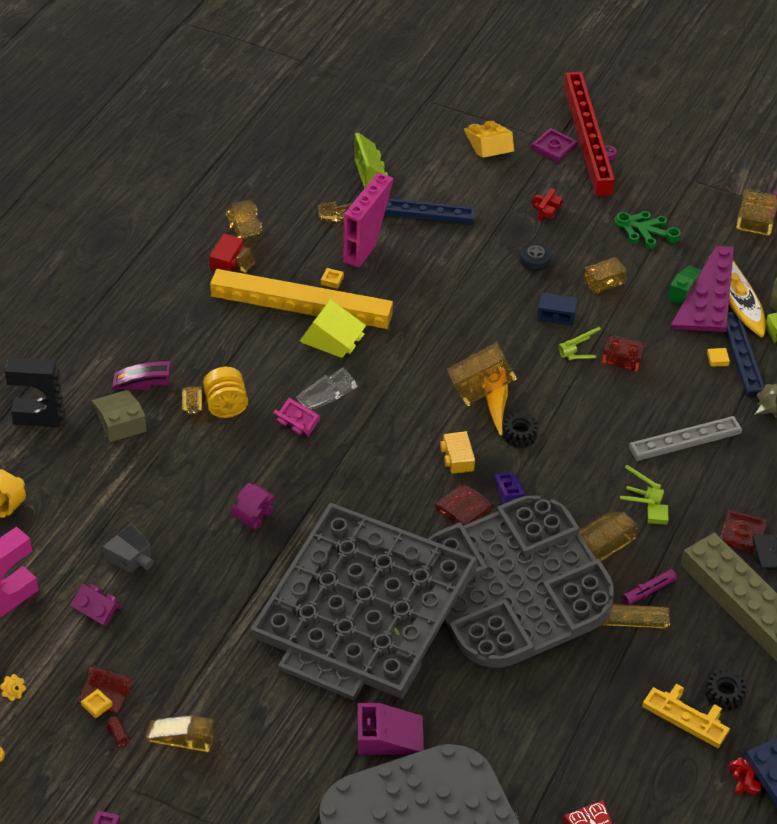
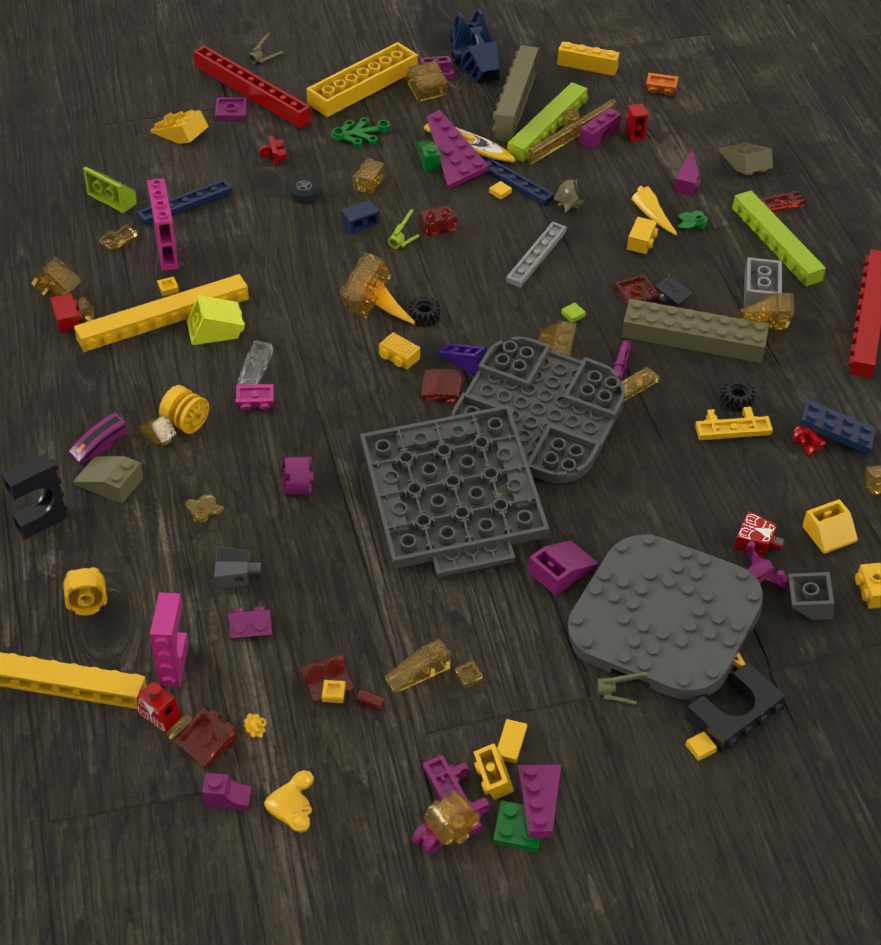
camera: 40 degrees left, 0 degrees up
(162, 485) = (203, 508): none -> clear yellow plate
(215, 767) = (468, 674): none -> clear yellow tile
(627, 105) = (256, 54): none -> olive plant
(652, 494) = (559, 301): lime plant -> none
(697, 178) = (361, 79): none -> yellow brick

